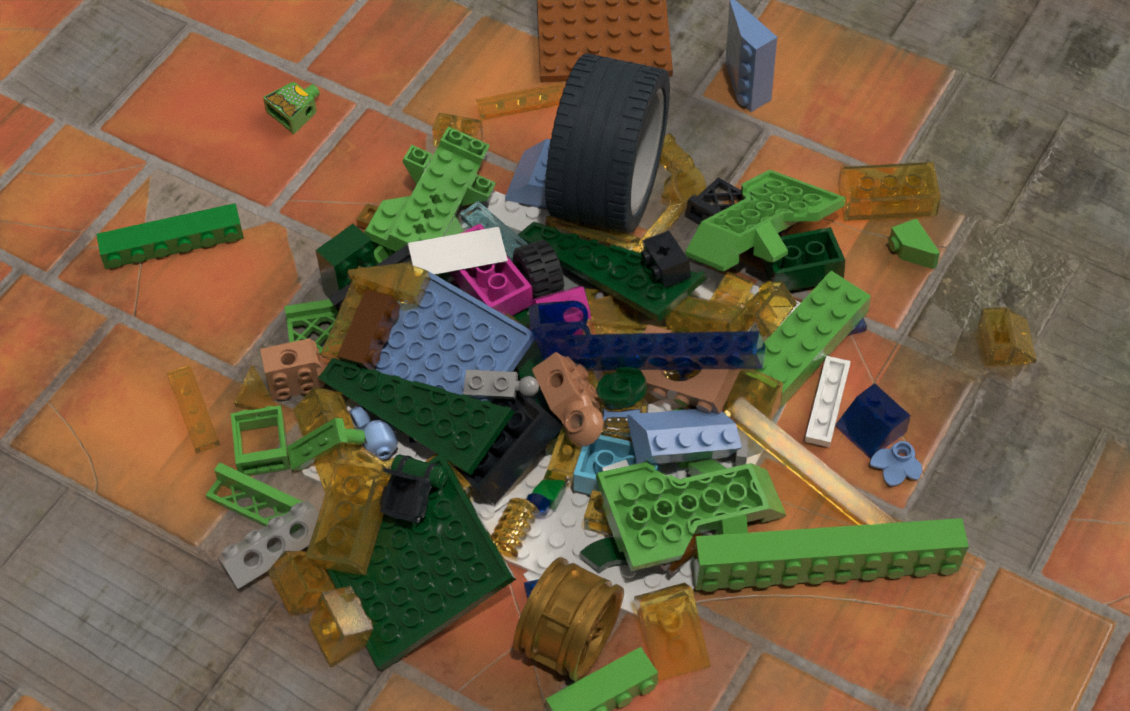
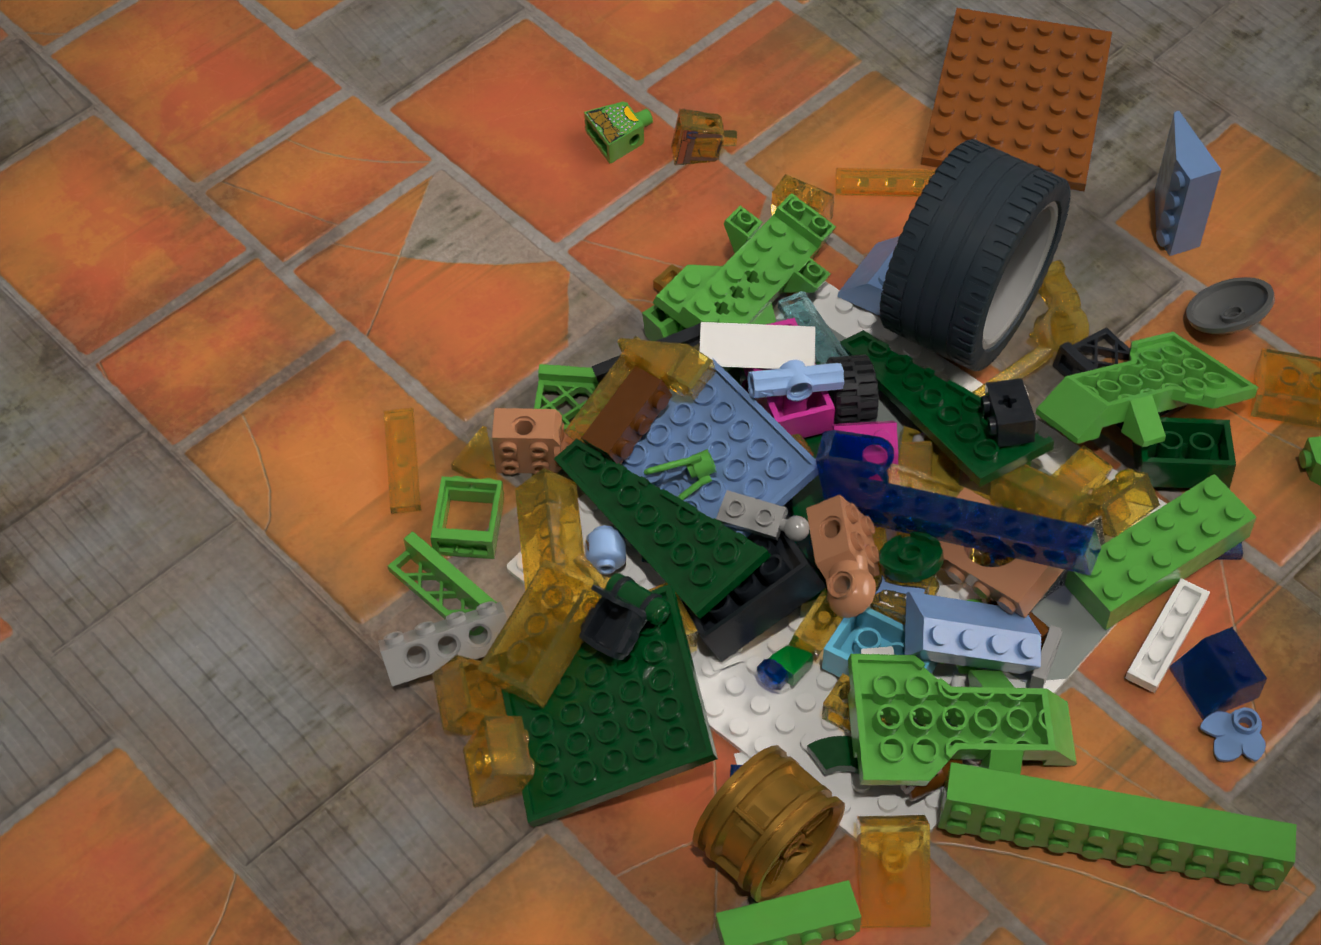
camera: 15 degrees right, 0 degrees up
(169, 236) = (433, 251): green brick -> none
(322, 442) = (537, 536): bright green piece -> none
(343, 253) = (622, 316): dark green brick -> none
(359, 417) = (590, 517): light blue tile -> none
(361, 98) = (699, 137): none -> clear yellow torso
(437, 355) = (698, 465): none -> bright green plant
(496, 271) = (795, 380): none -> light blue piece
(513, 525) = (734, 693): clear yellow piece -> none
(605, 235) = (938, 363): clear yellow tile -> none
(758, 390) = (1075, 607): clear yellow slope -> none
(806, 465) = (1118, 709): clear yellow tile -> none
(807, 140) = (1230, 305): none -> dark grey dish

